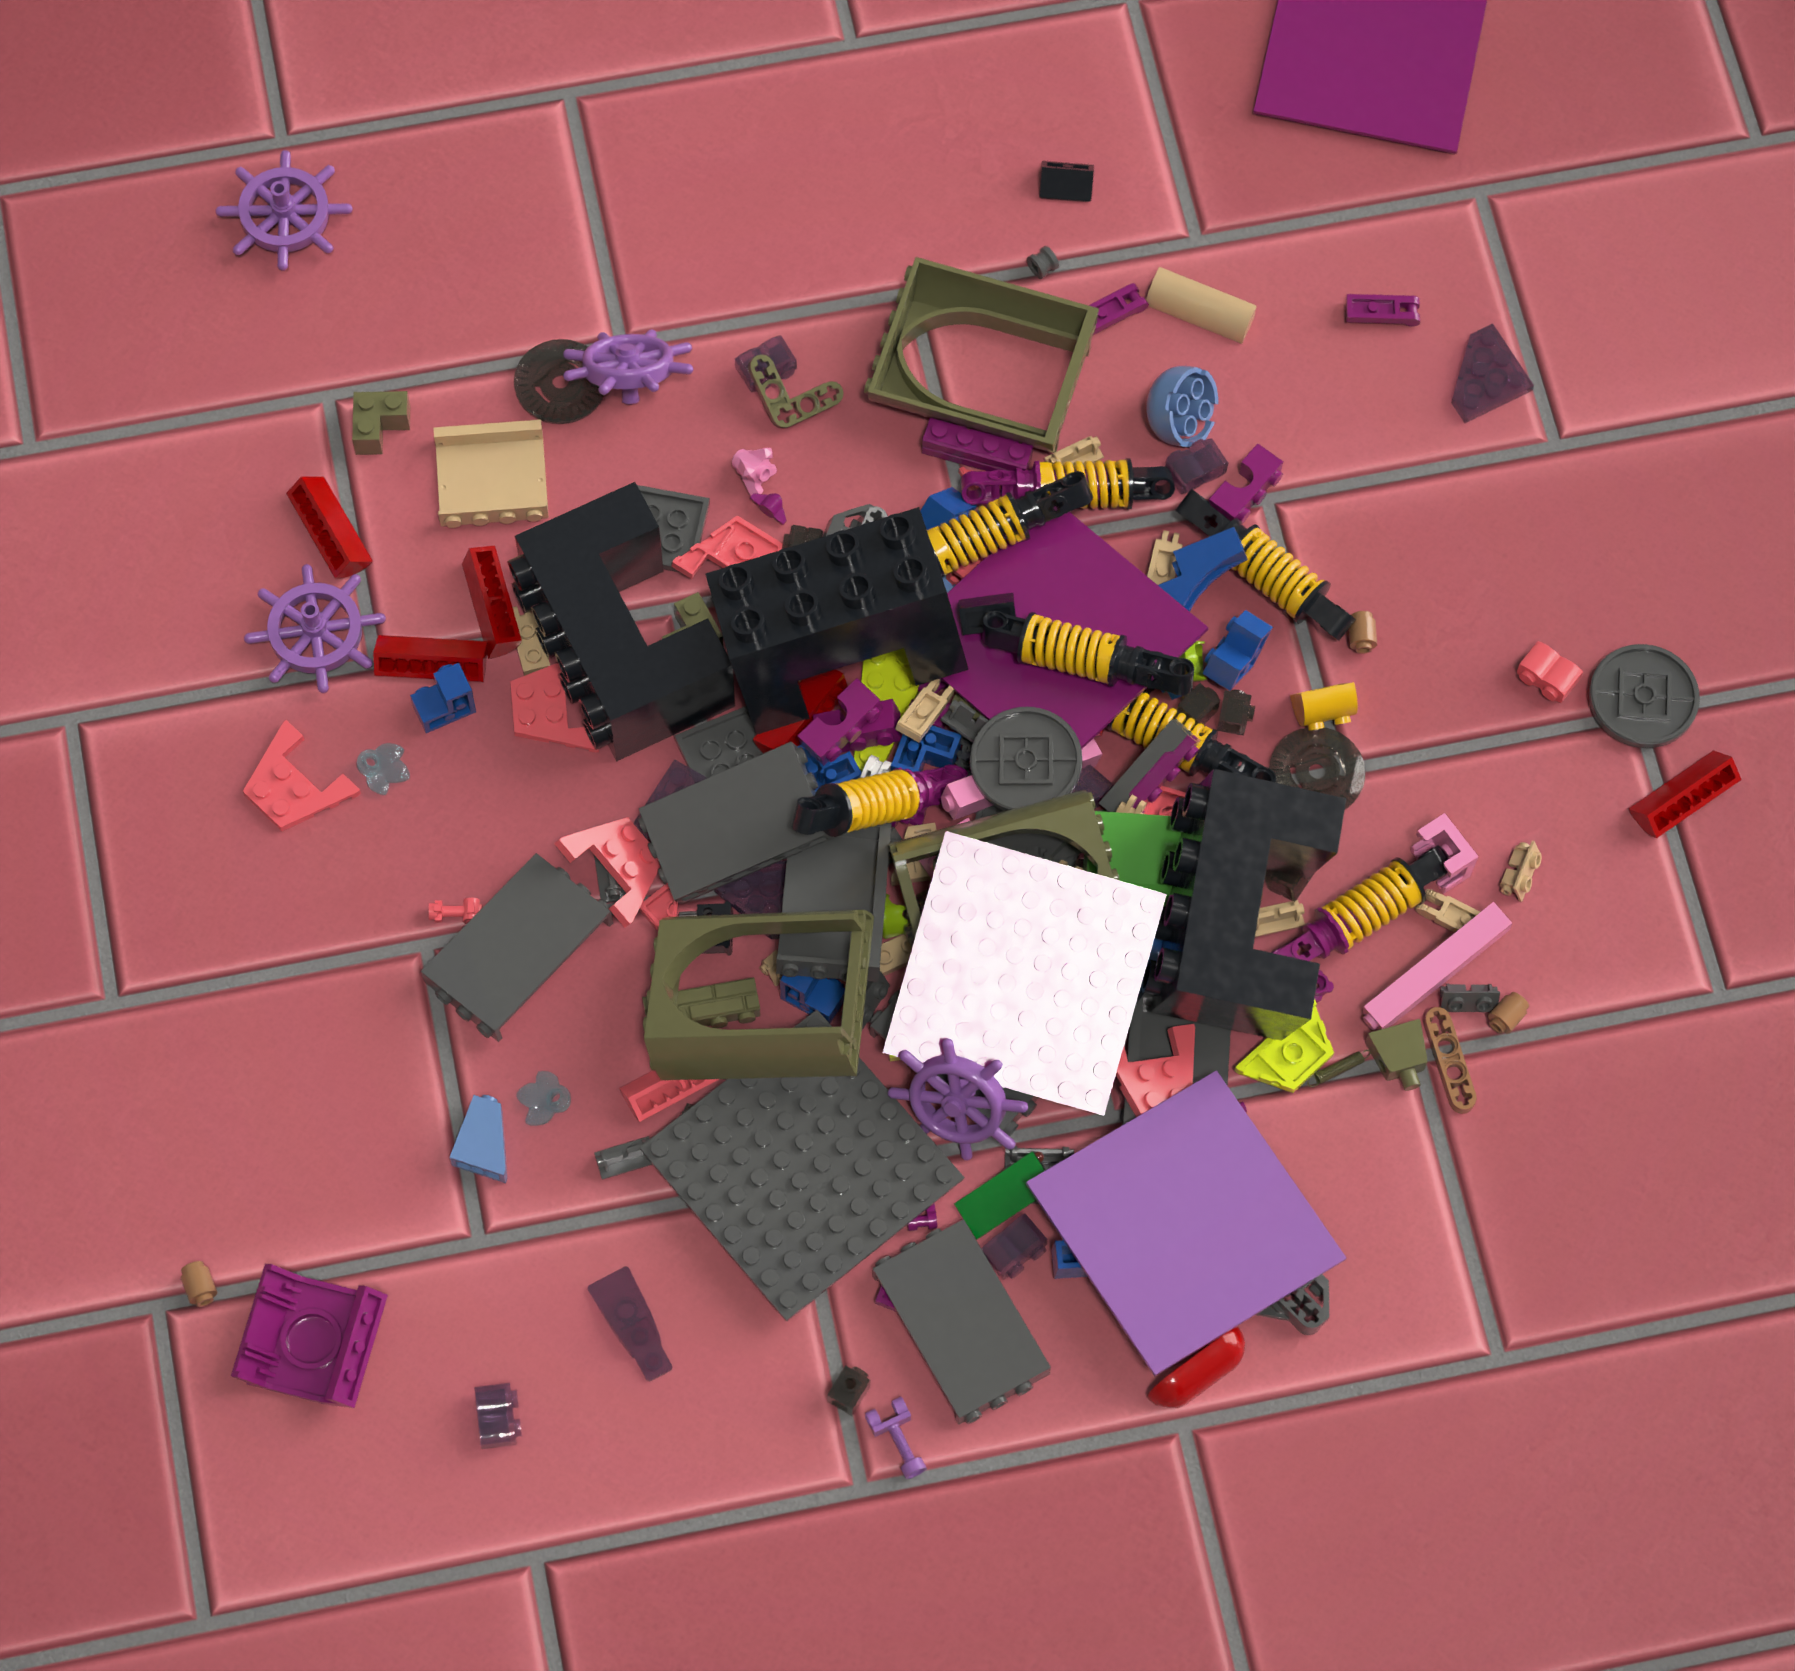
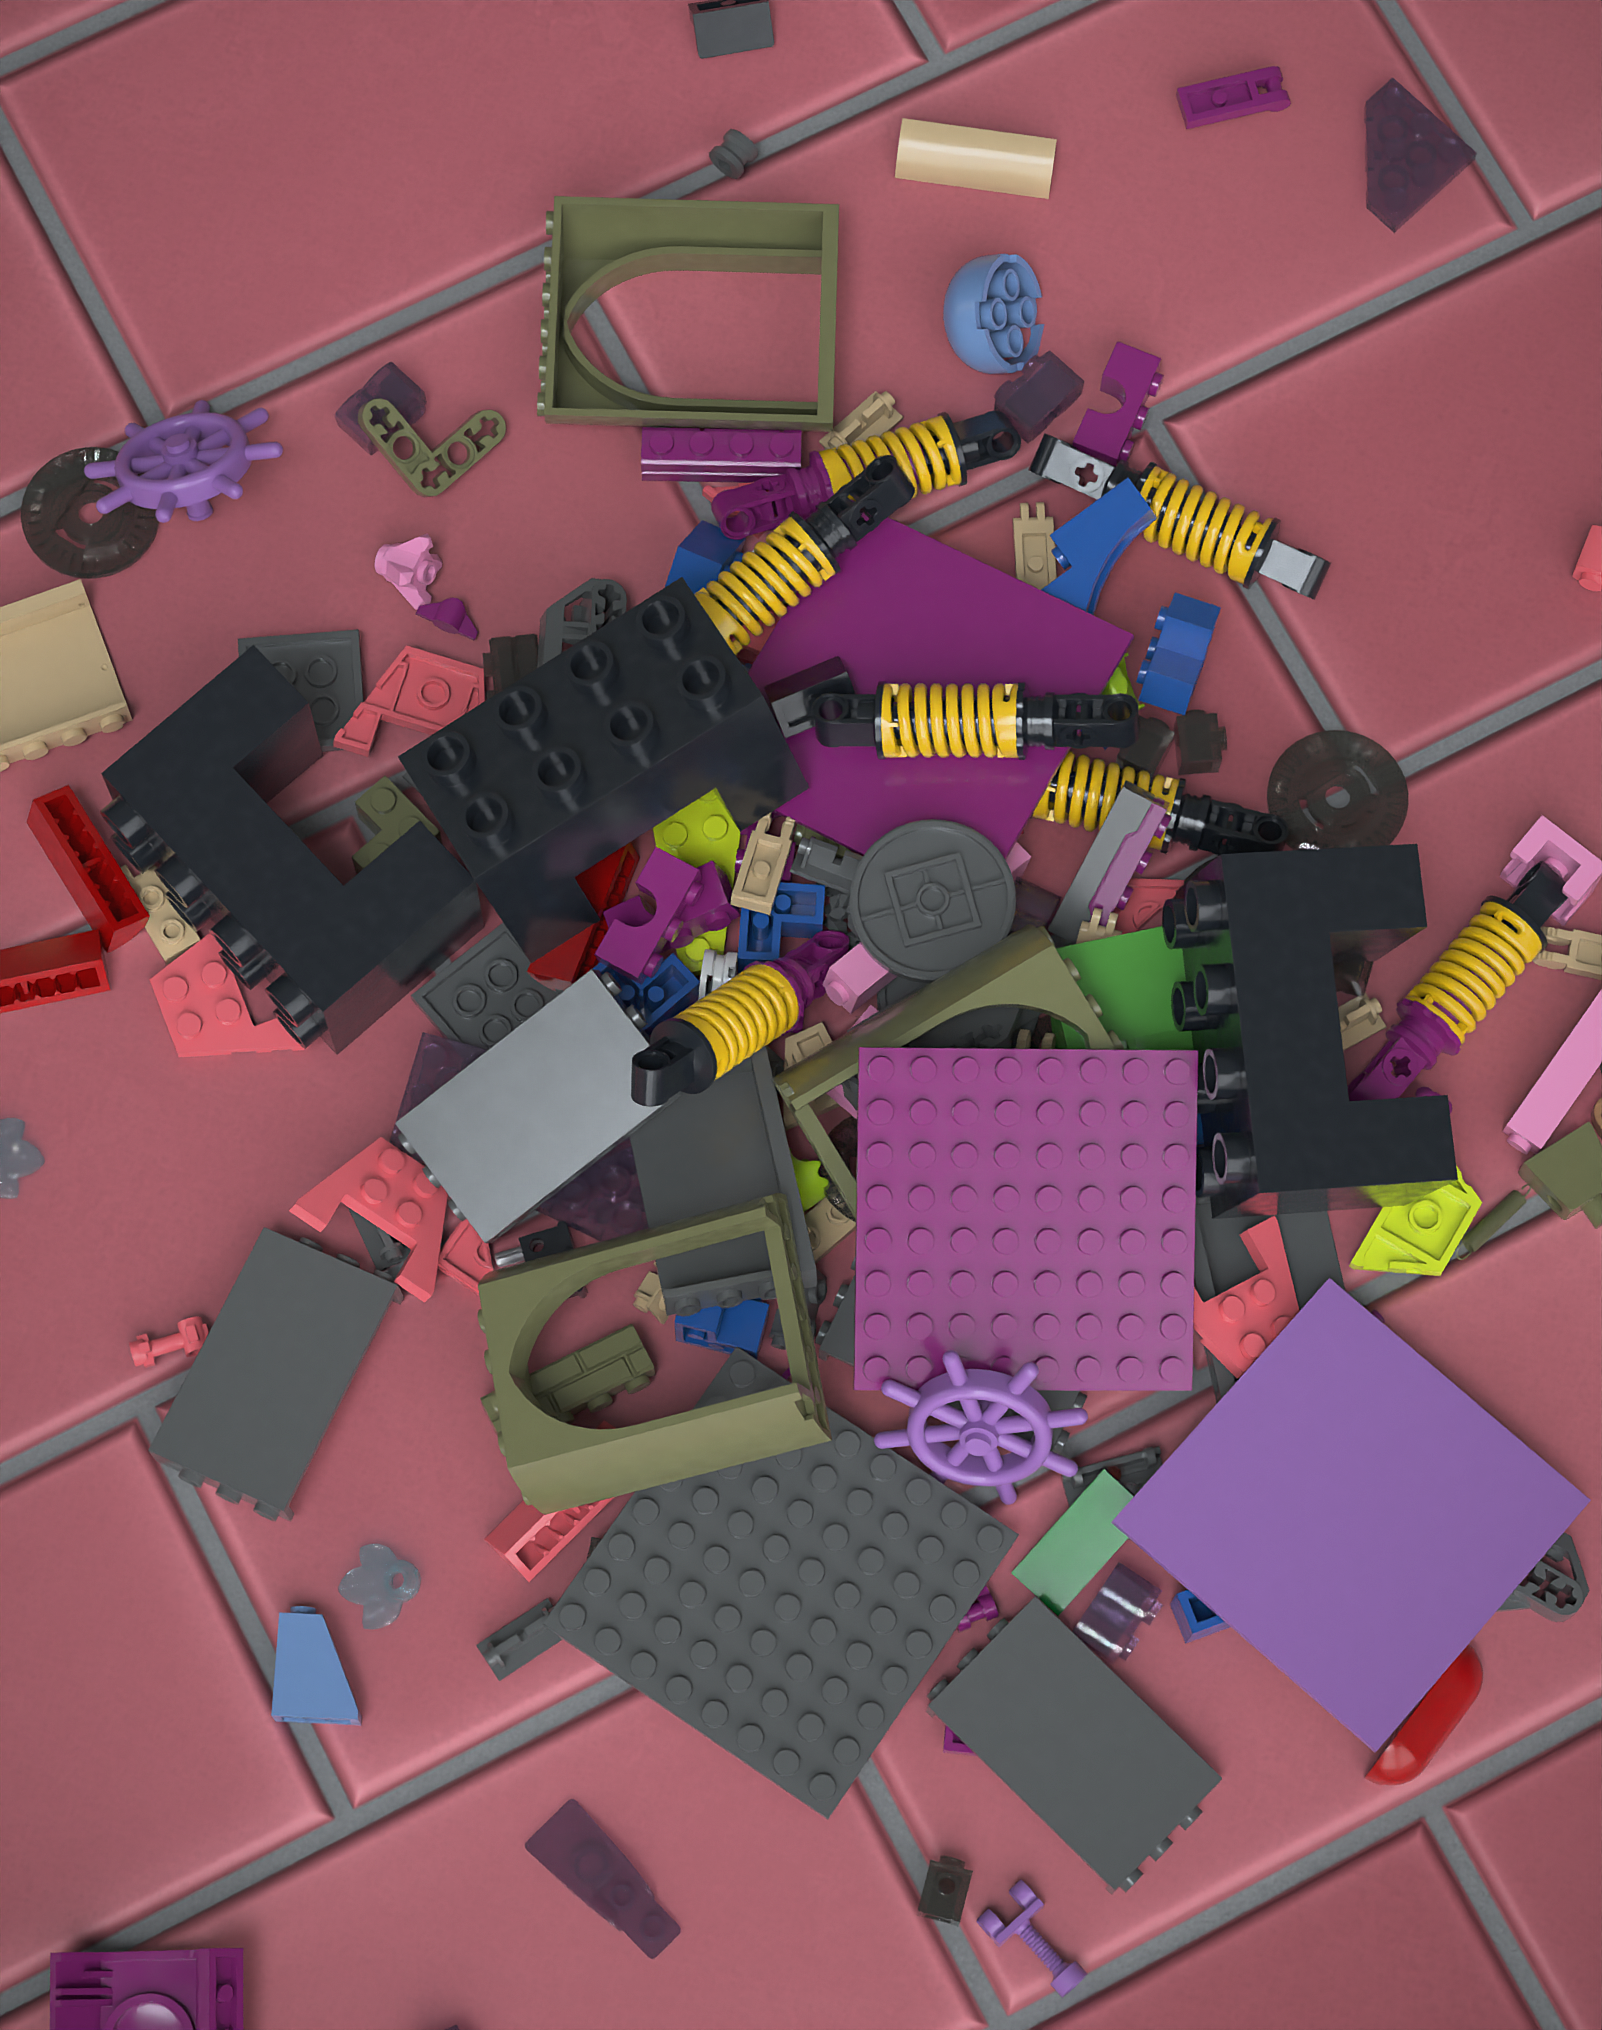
camera: 15 degrees left, 5 degrees up
(445, 701) = (63, 1036): blue brick -> none
(1114, 307) = (856, 193): magenta plate -> none
(1325, 704) = (1321, 697): yellow brick -> none
(1363, 632) = (1344, 578): medium nougat brick -> none

